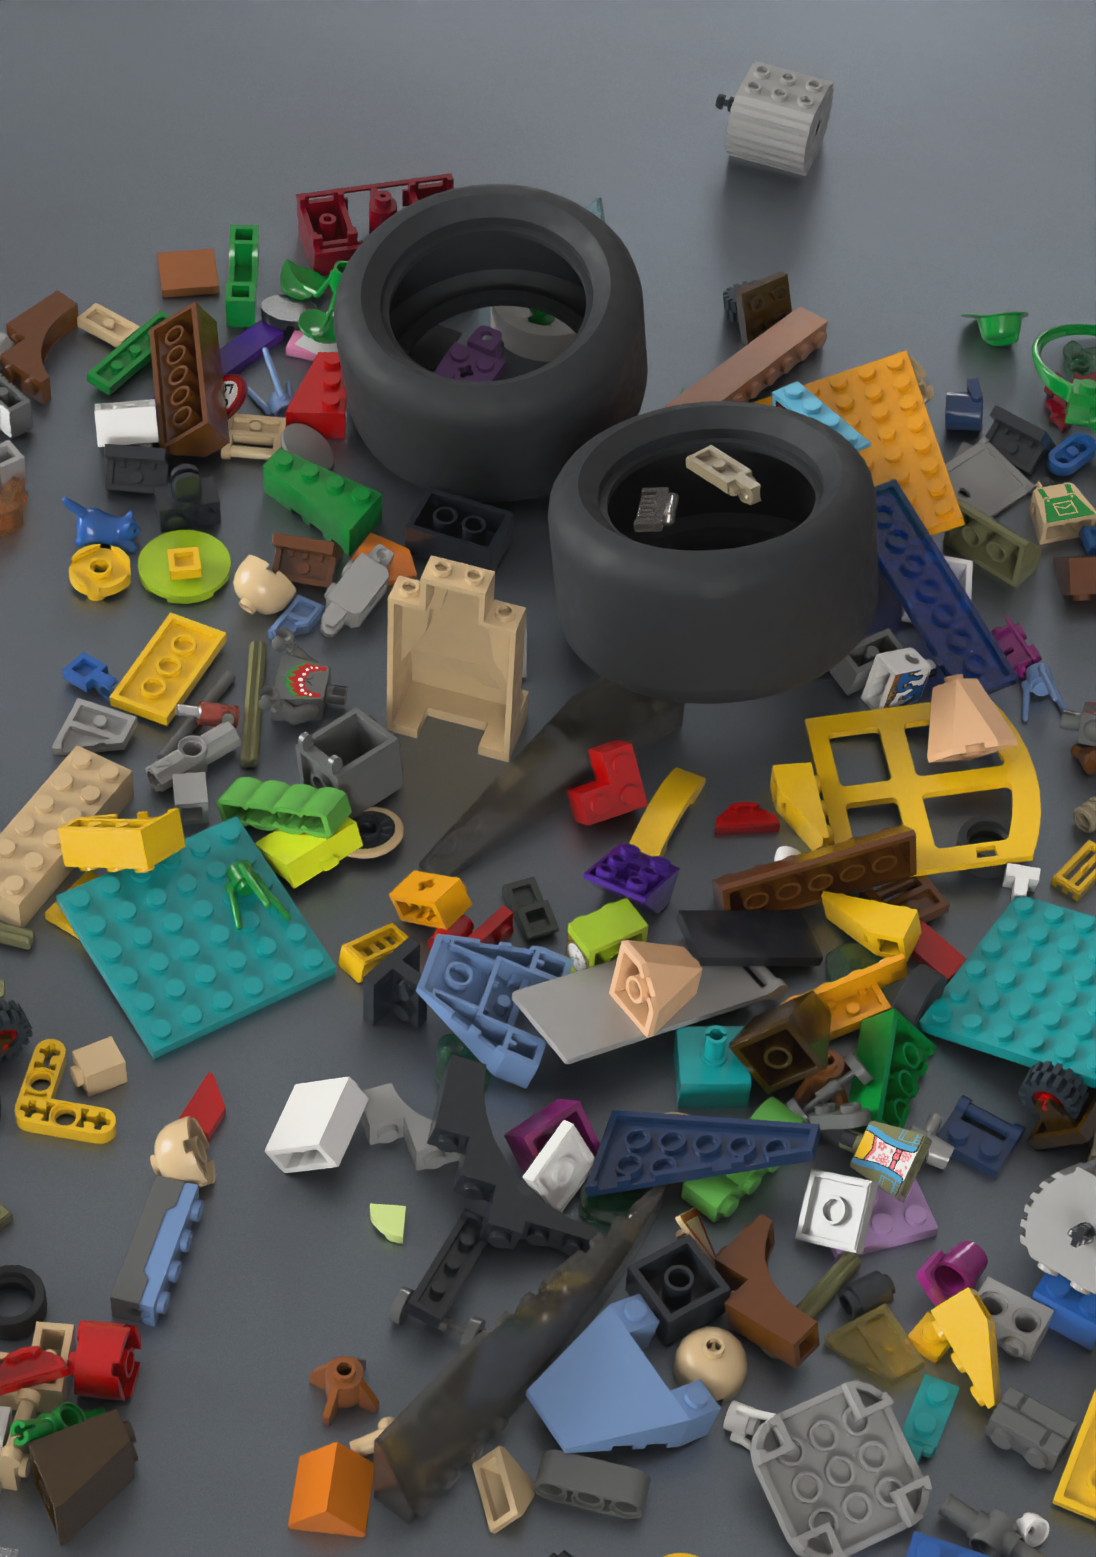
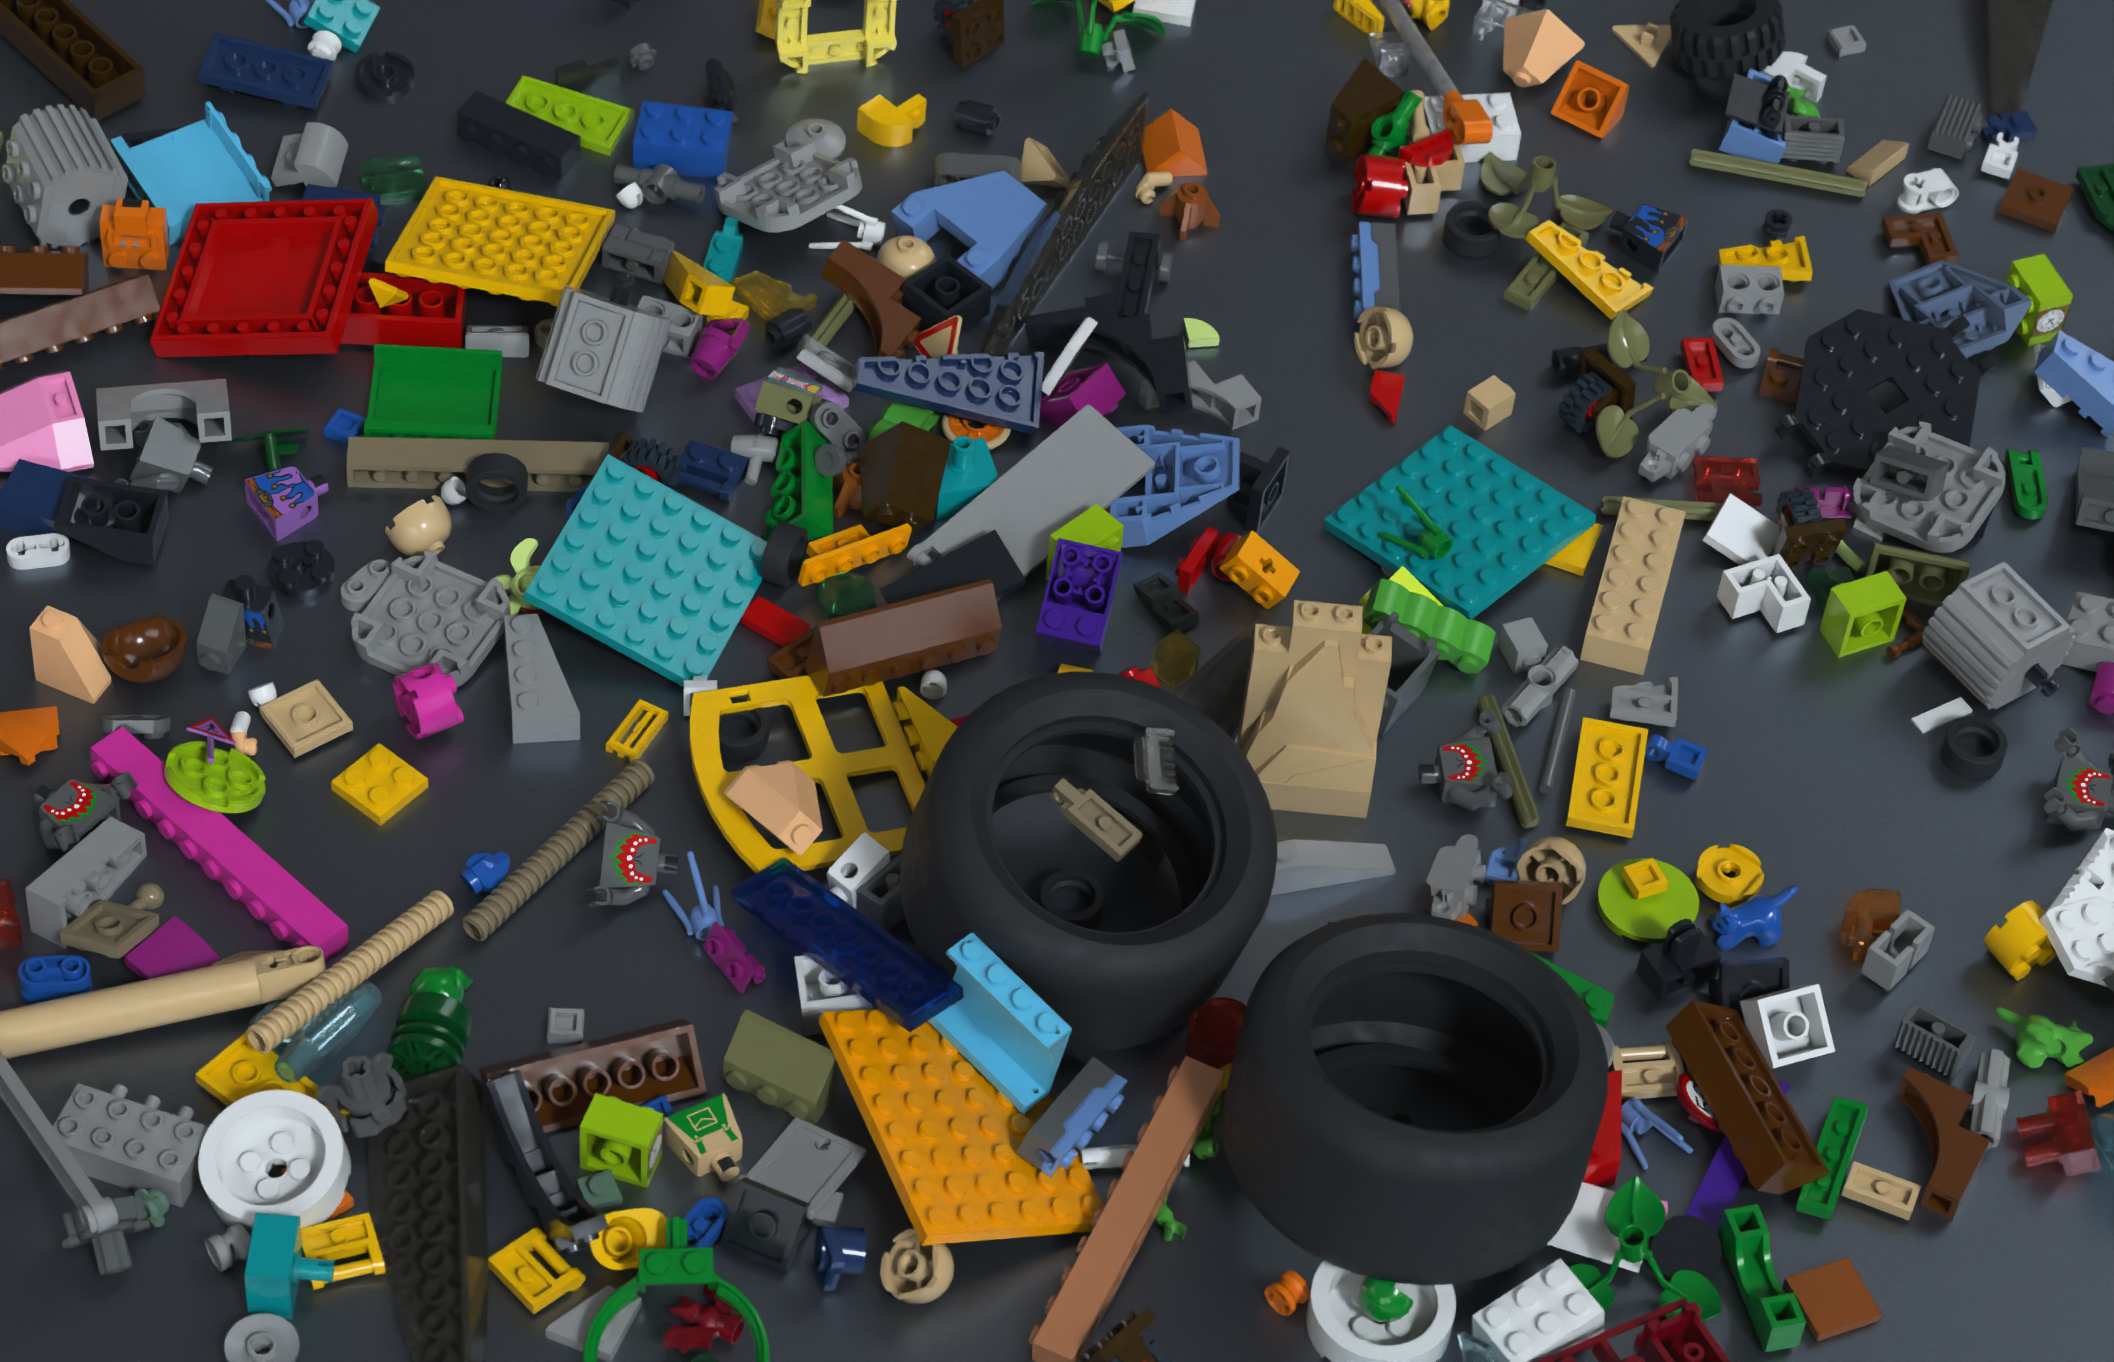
camera: 165 degrees right, 0 degrees up
(45, 1102) = (1521, 376): yellow beam -> none
(121, 843) = (1557, 539): yellow wedge -> none
(211, 713) = (1541, 728): clear red piece -> none
(316, 1125) = (1285, 367): white brick -> none
(354, 957) = (1308, 525): yellow slope -> none
(543, 837) = (1175, 659): none -> clear yellow brick
(653, 982) = (1030, 484): light nougat slope -> none
(875, 925) = (825, 599): yellow slope -> none

